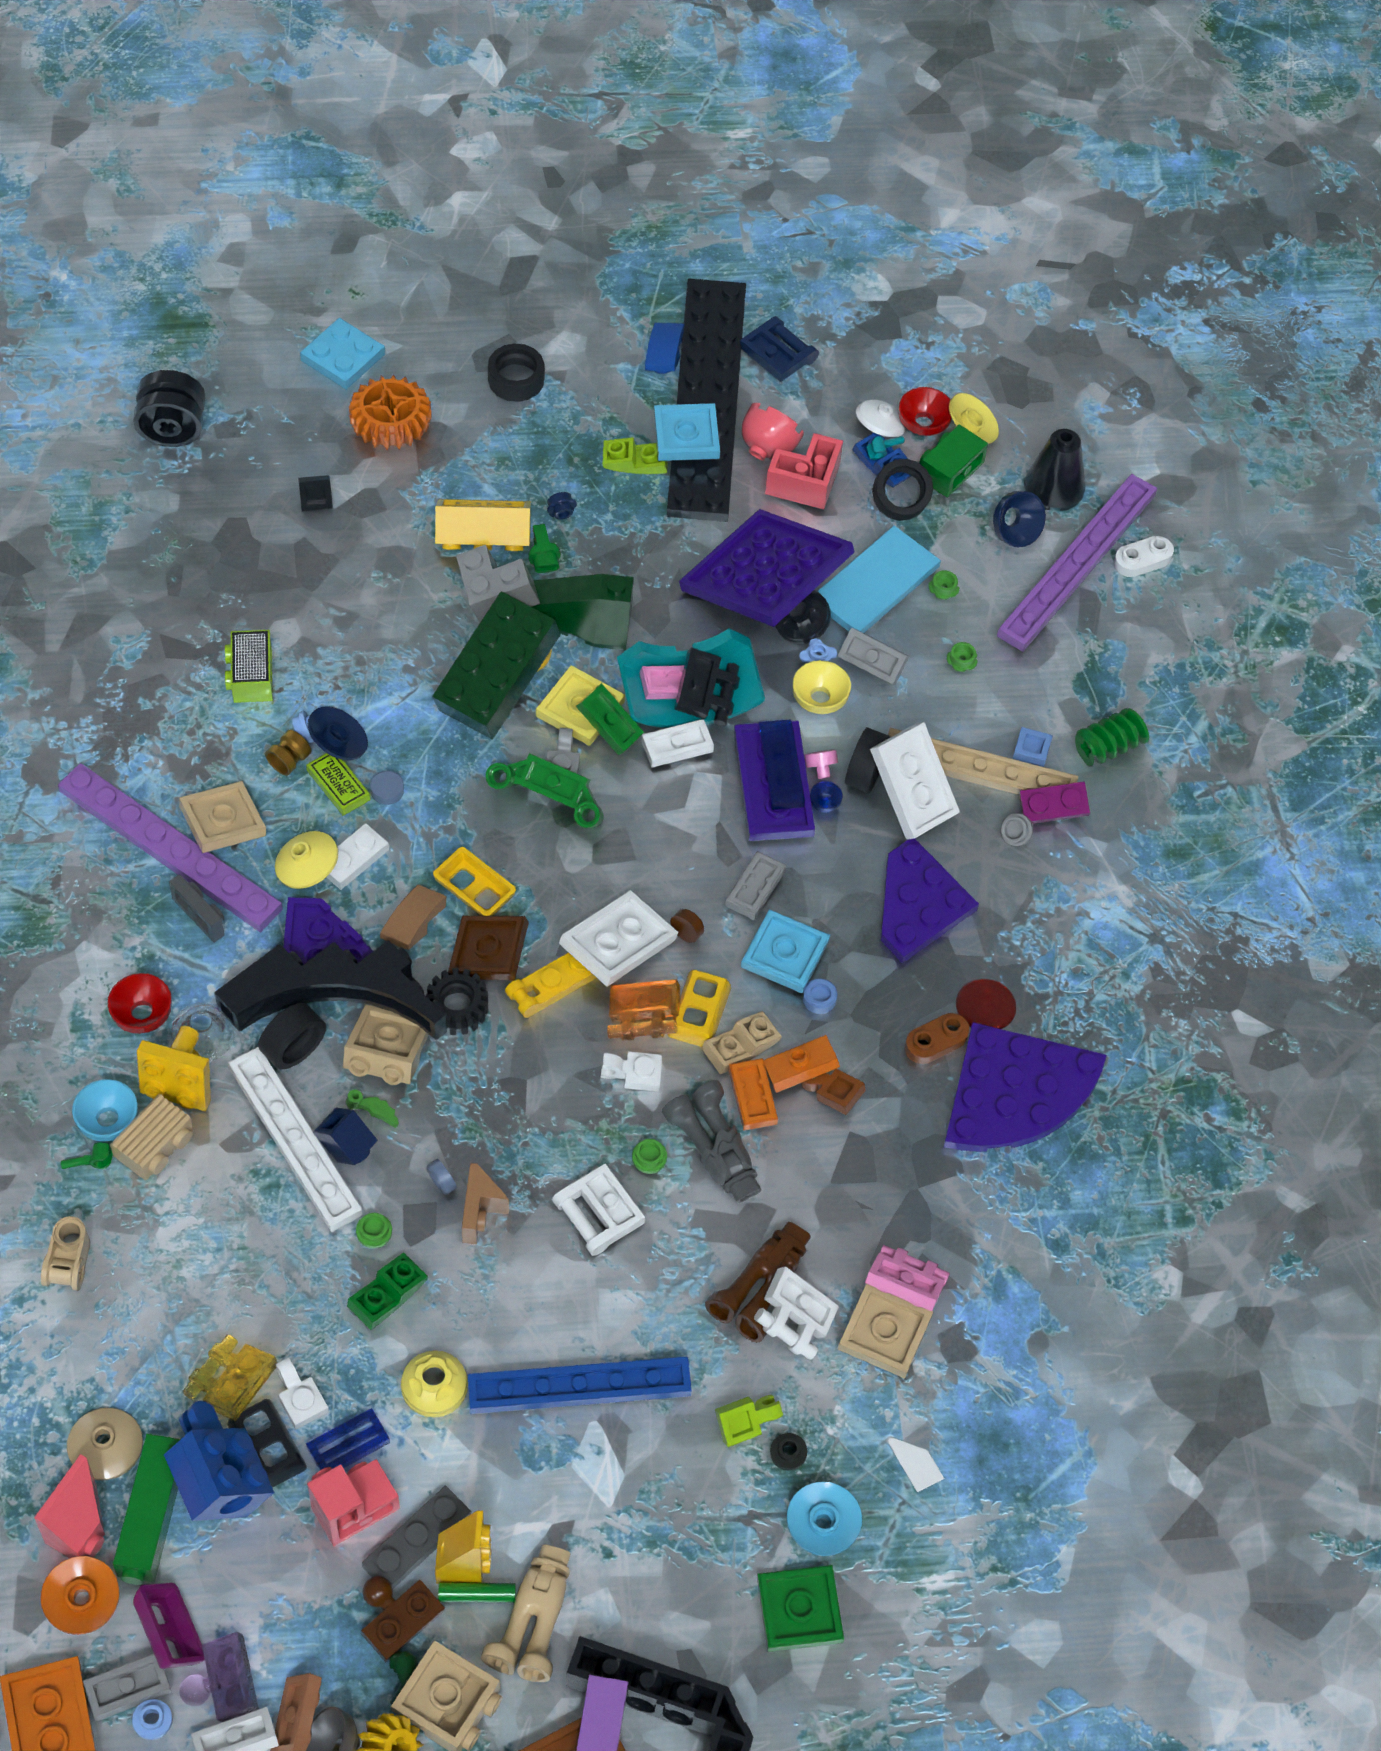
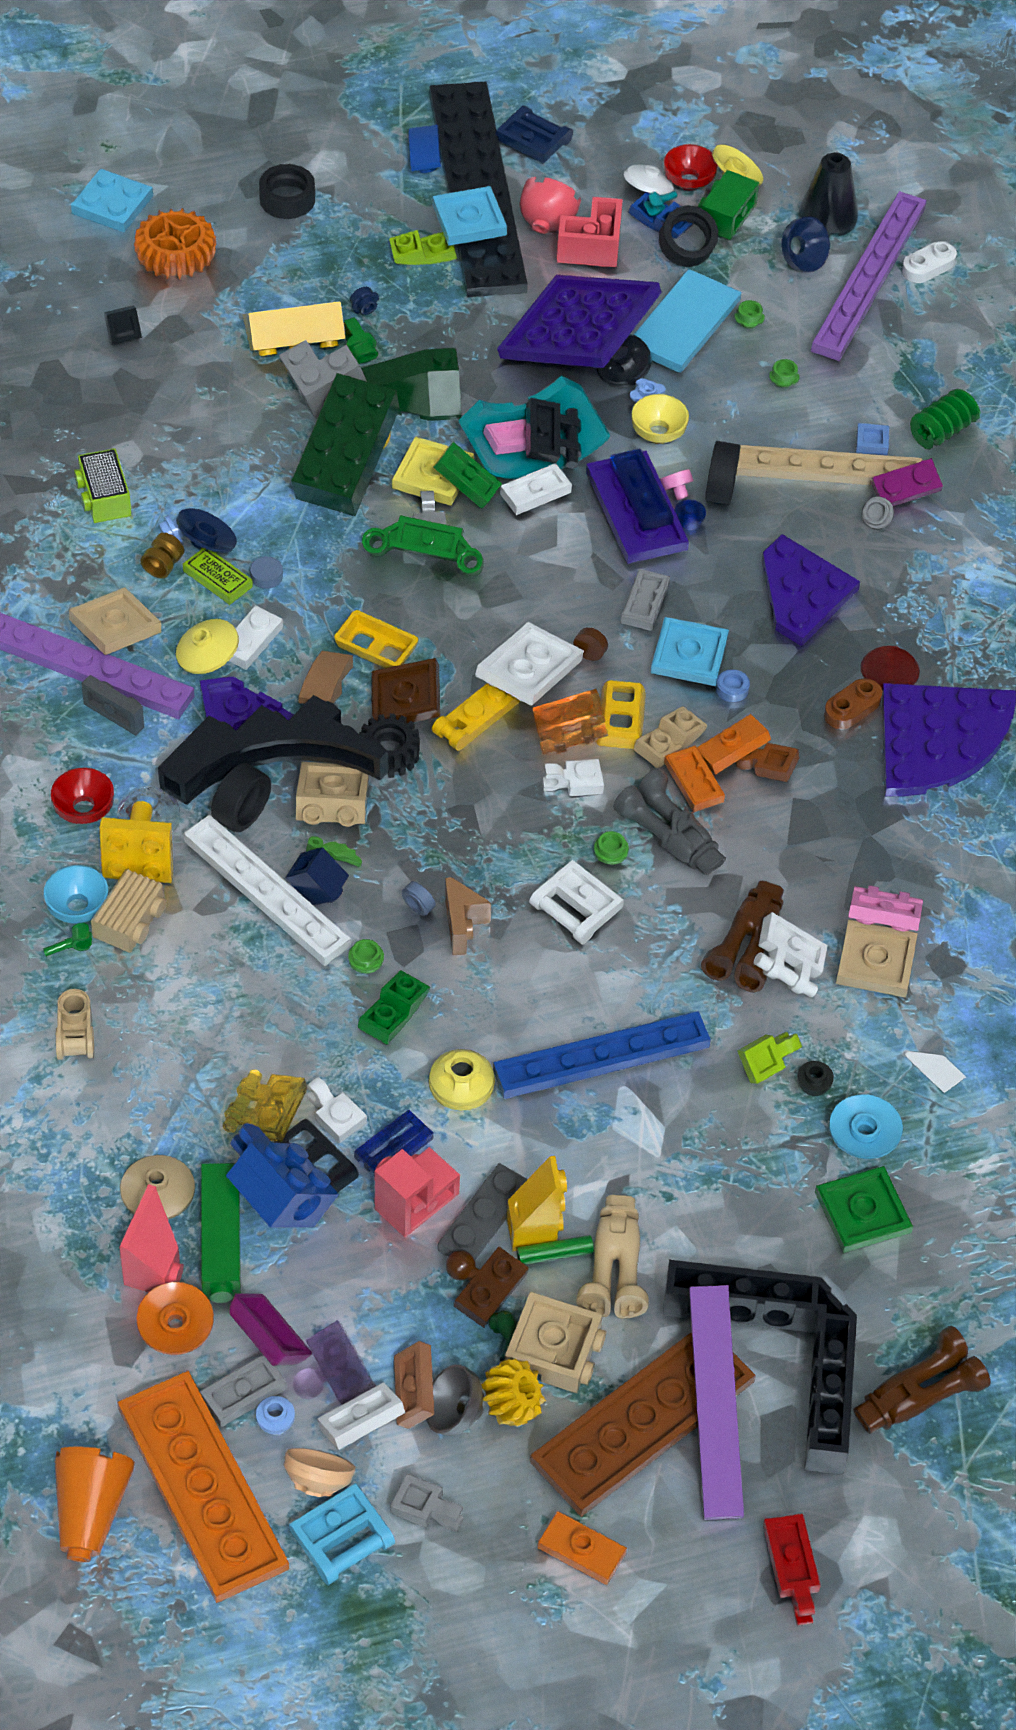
camera: 10 degrees left, 5 degrees down
(873, 656) = (700, 384): light grey plate -> none
(915, 780) = (773, 480): white plate -> none

